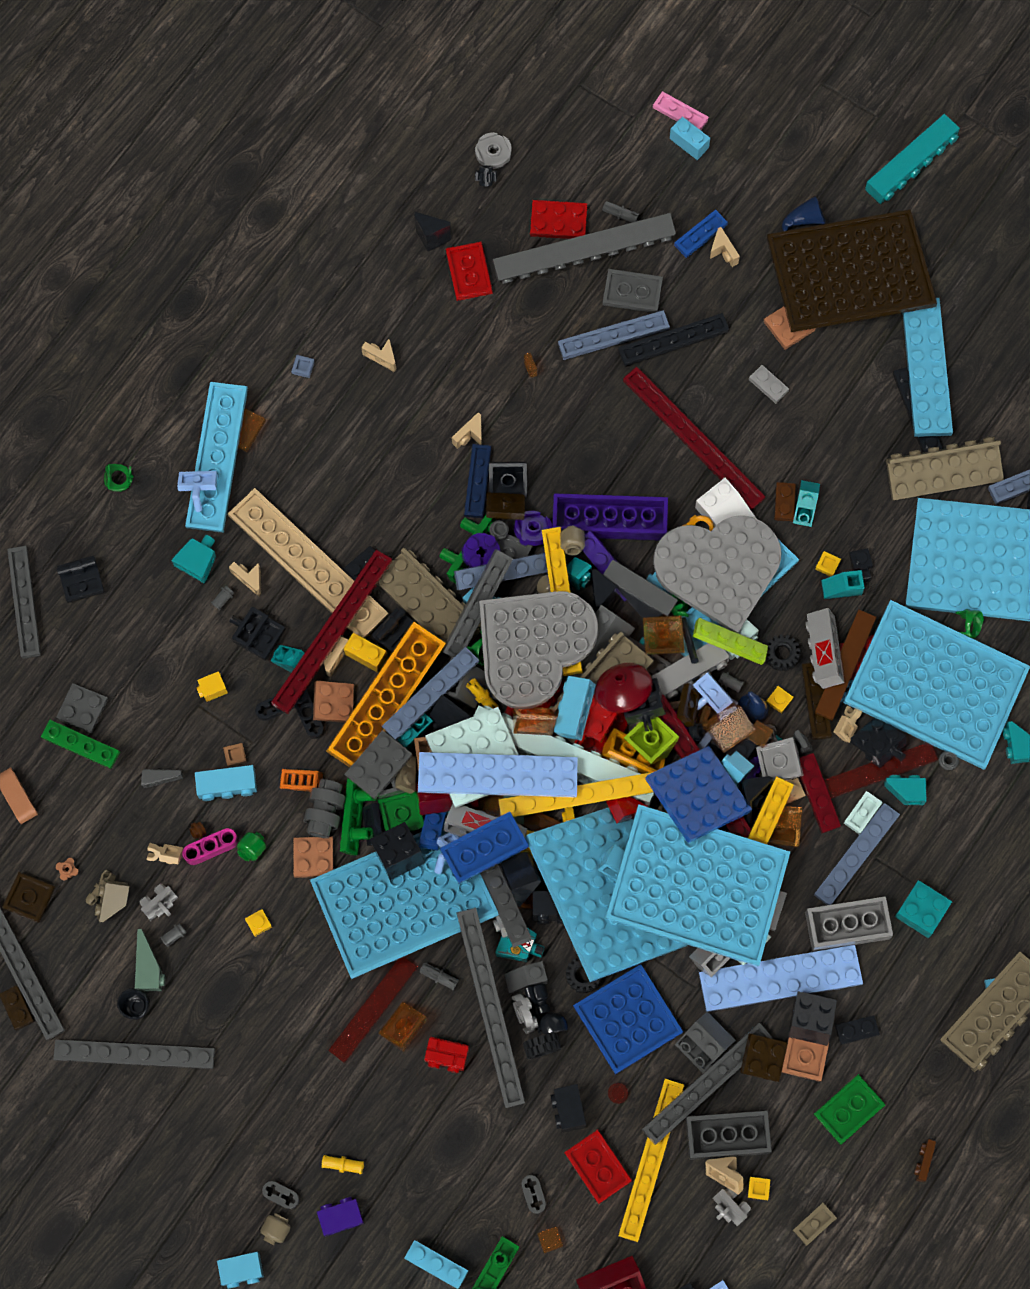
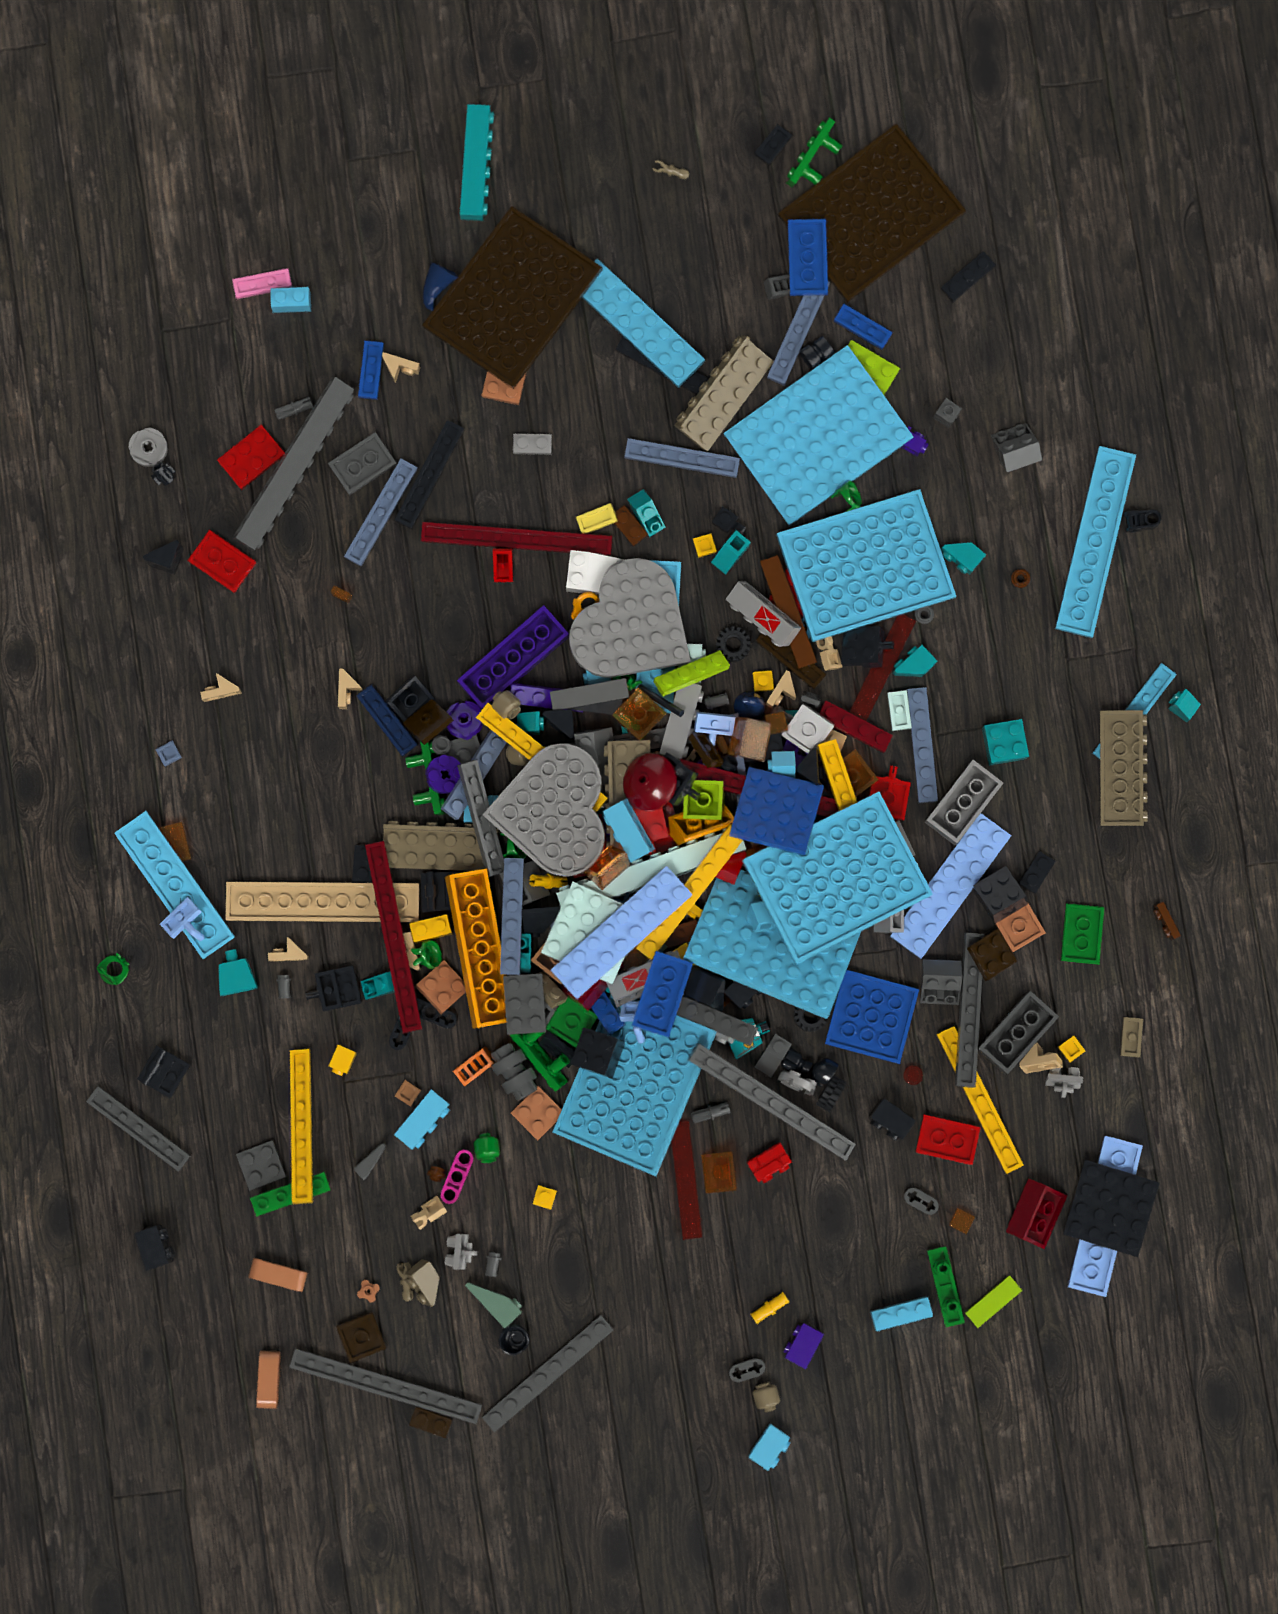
camera: 50 degrees left, 10 degrees up
(134, 703) = (301, 1126): none -> yellow plate
(346, 669) = (429, 954): none -> green piece
(666, 446) = (503, 565): none -> red slope
(766, 475) = (597, 519): none -> light yellow tile
(790, 715) = (784, 686): none -> tan slope
(800, 869) = (893, 792): none -> red plate
(870, 488) = (682, 458): none -> sand blue plate

